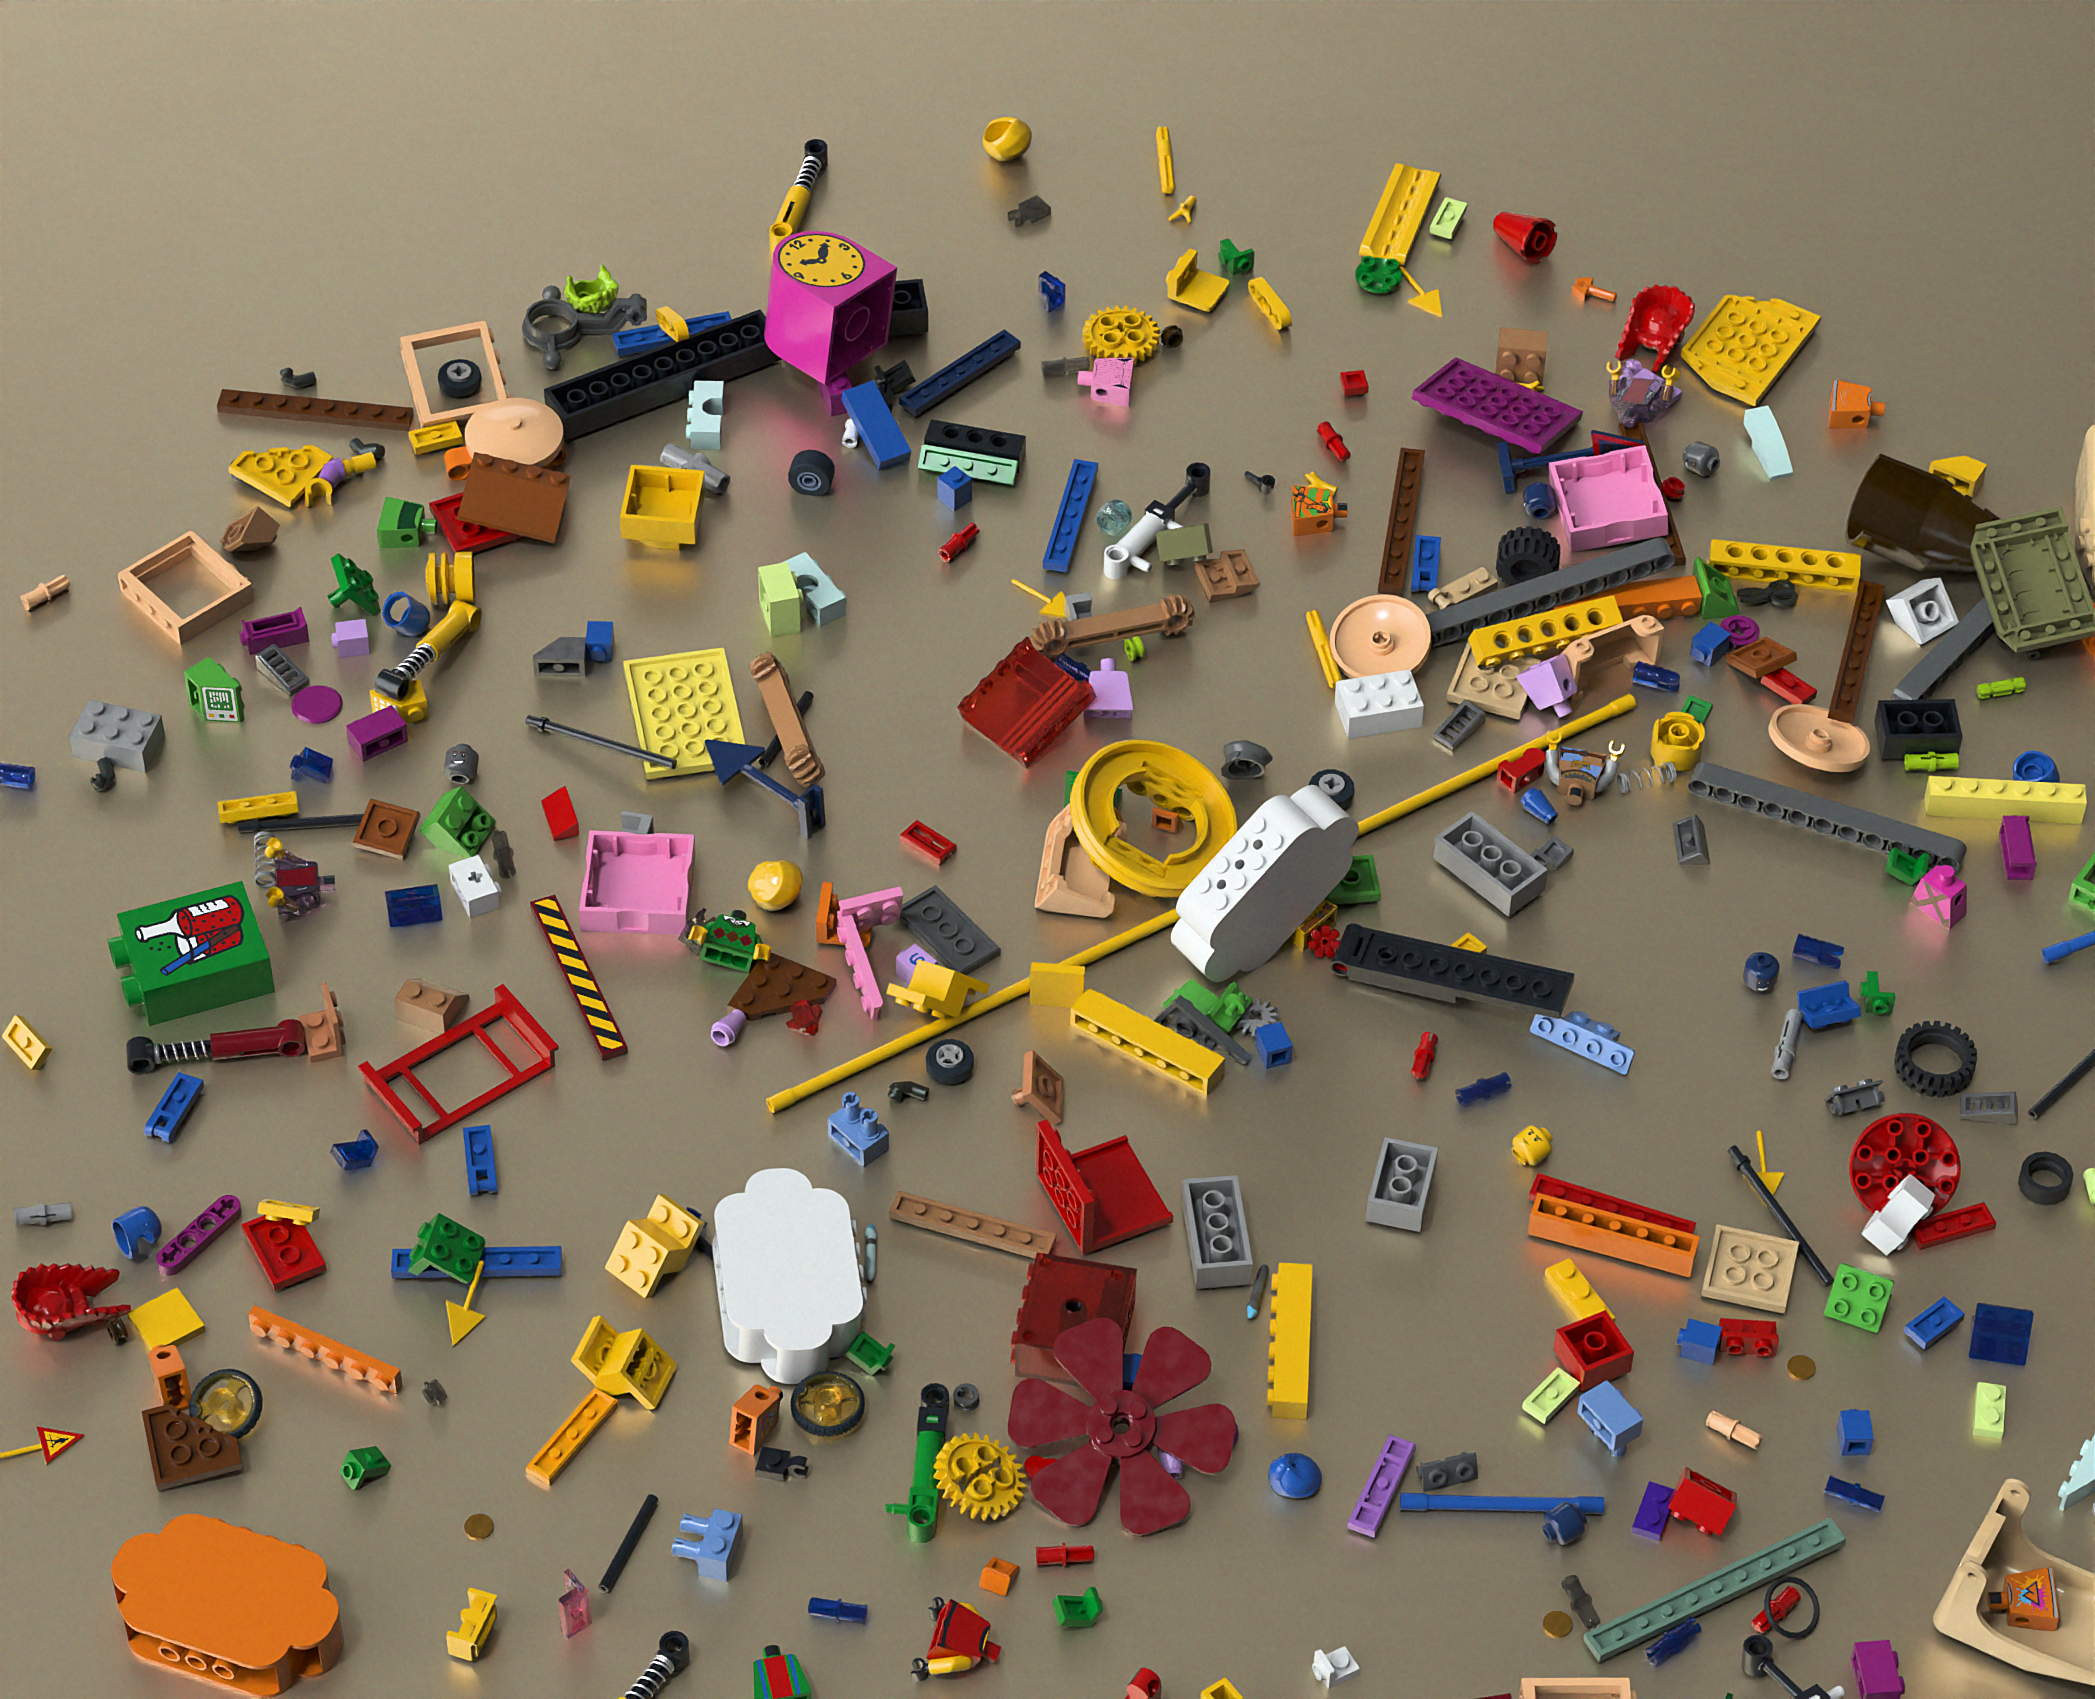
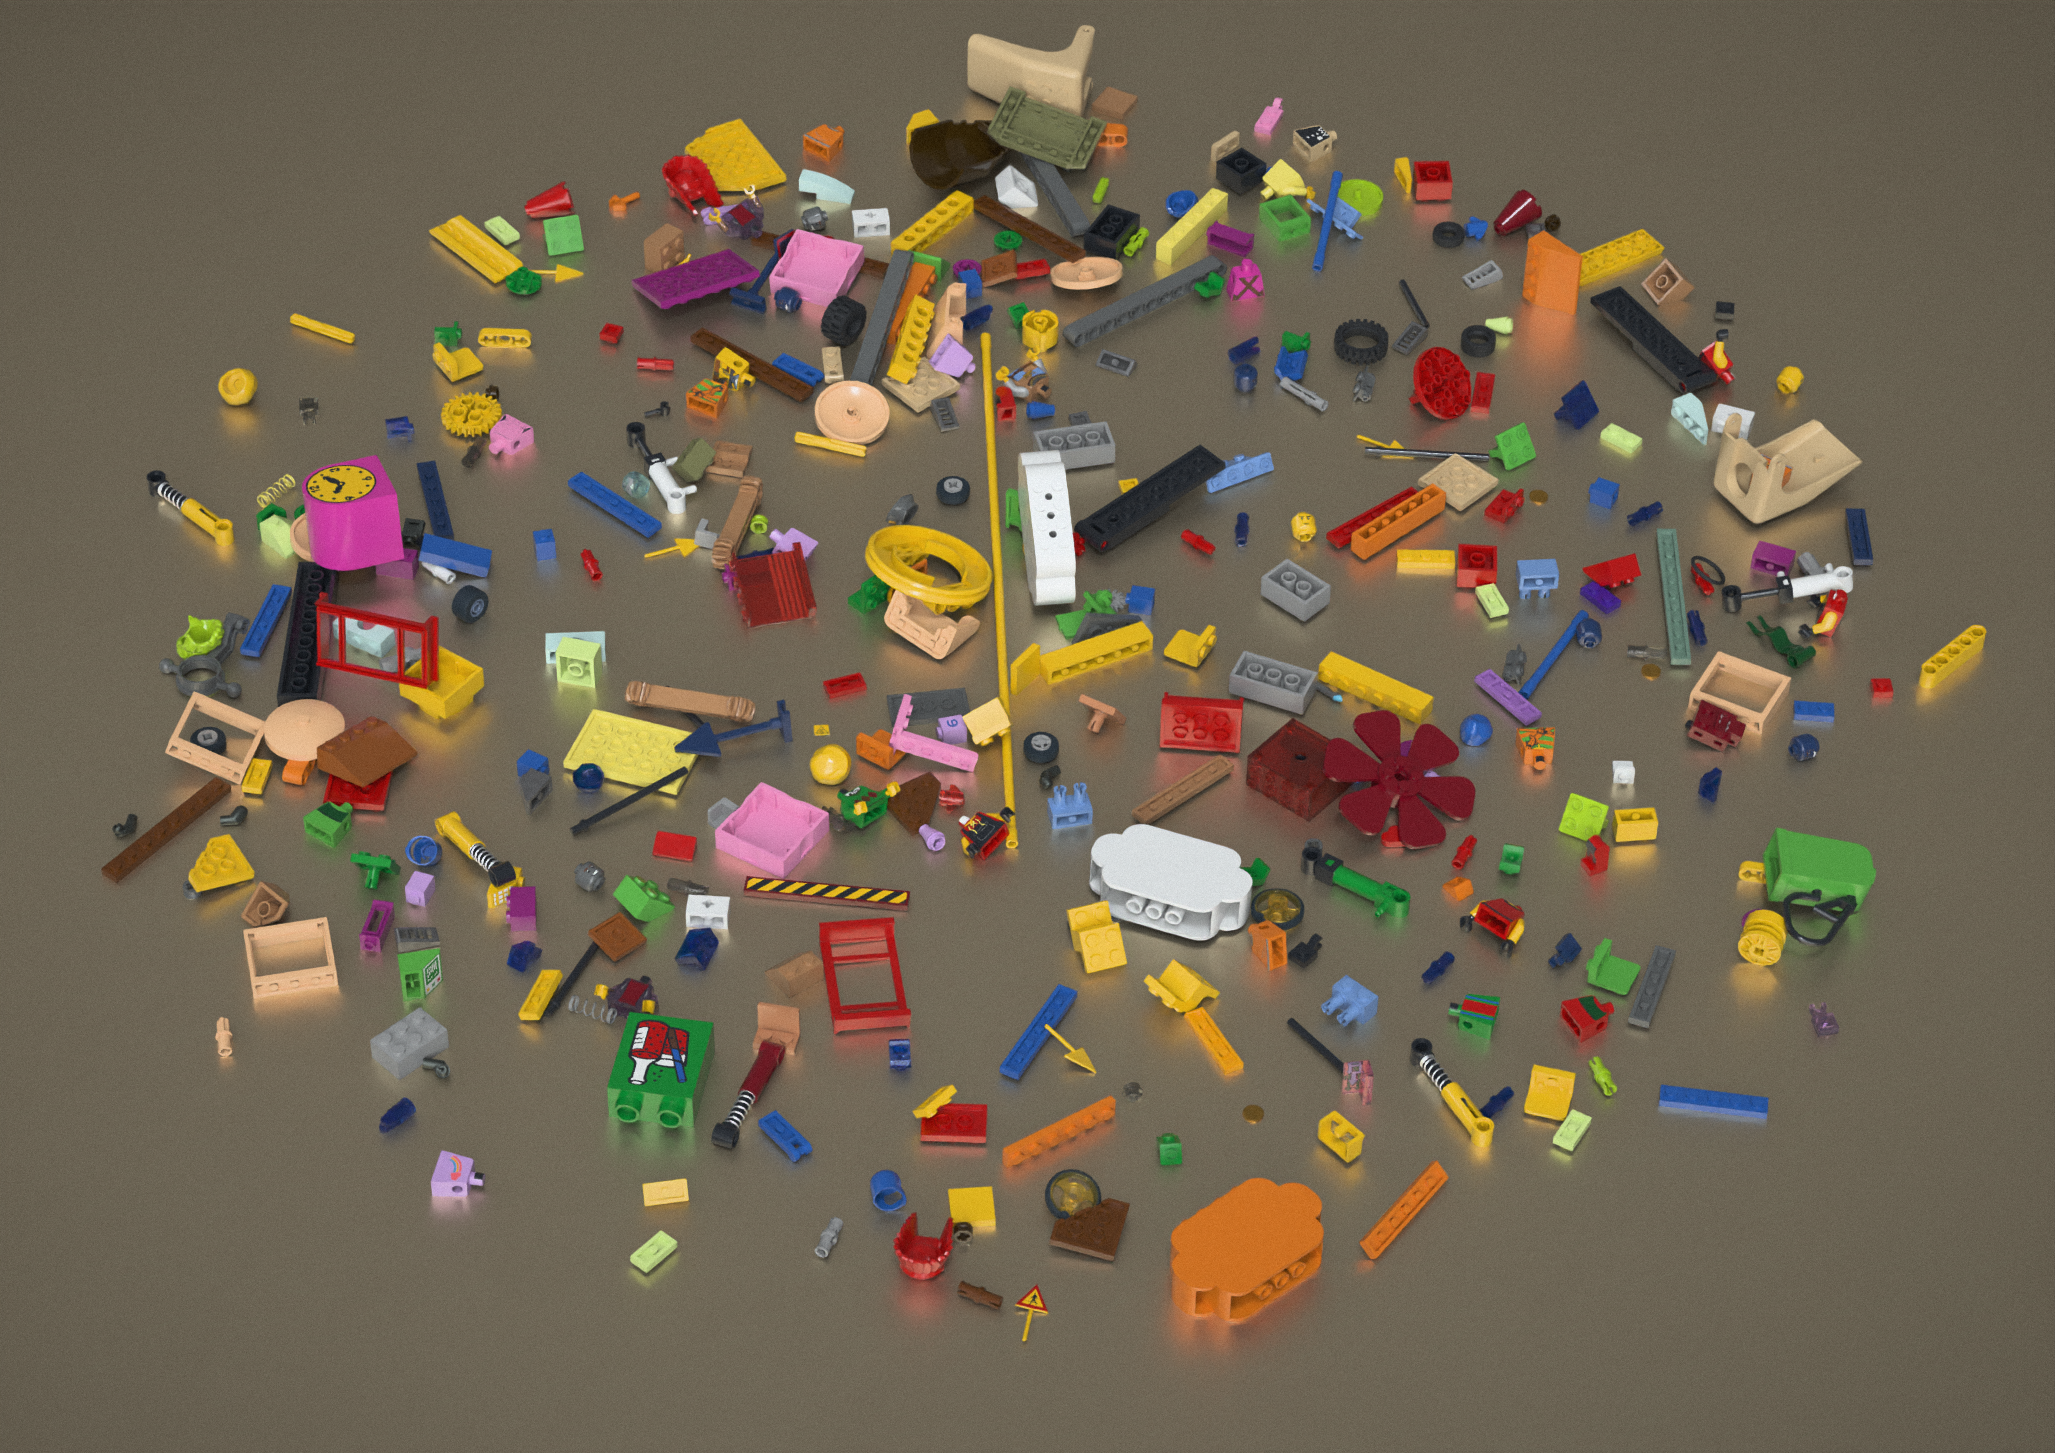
camera: 60 degrees left, 5 degrees down
(30, 1387) = (980, 1295): none -> reddish brown pin
(167, 1366) = (1029, 1214): orange torso -> none
(196, 1233) = (908, 1163): magenta beam -> none
(316, 704) = (460, 934): magenta piece -> none
(335, 472) = (246, 842): yellow piece -> none
(447, 1248) = (1023, 1037): green bracket -> none
(451, 577) = (415, 812): yellow wheel -> none
(479, 1159) = (952, 998): blue plate -> none
(609, 692) = (588, 778): none -> clear blue hair
(654, 438) = (429, 643): none -> red piece
(672, 323) = (261, 612): yellow beam -> none
(753, 1069) = (984, 832): none -> torso
(843, 856) = (821, 730): none -> yellow sticker
(901, 246) = (267, 499): none -> light yellow piece
(973, 1459) = (1385, 861): yellow gear -> none
(975, 465) = (523, 532): plate -> none
(976, 440) = (512, 521): black brick -> none
(1185, 209) = (377, 339): yellow bar -> none
(1205, 1655) = (1584, 817): none -> lime bracket
(1229, 1127) = (1191, 647): none -> yellow bracket
(1308, 1553) = (1536, 745): none -> torso
(1318, 483) = (685, 386): yellow bar -> none
(1365, 514) = (733, 370): none -> yellow torso
(1379, 704) = (901, 438): white brick -> none
(1476, 267) = (563, 235): none -> bright green bracket
(1622, 776) = (1050, 363): light grey piece -> none
(1699, 1341) = (1497, 523): blue brick -> none
(1733, 1429) = (1567, 539): light nougat axle -> none
(1741, 509) = (870, 222): none -> white brick
(1758, 595) = (947, 243): pearl dark grey piece -> none
(1831, 639) = (1001, 240): none -> green gear
(1906, 1206) = (1469, 404): white brick -> none
(1934, 1322) = (1548, 429): blue plate -> none

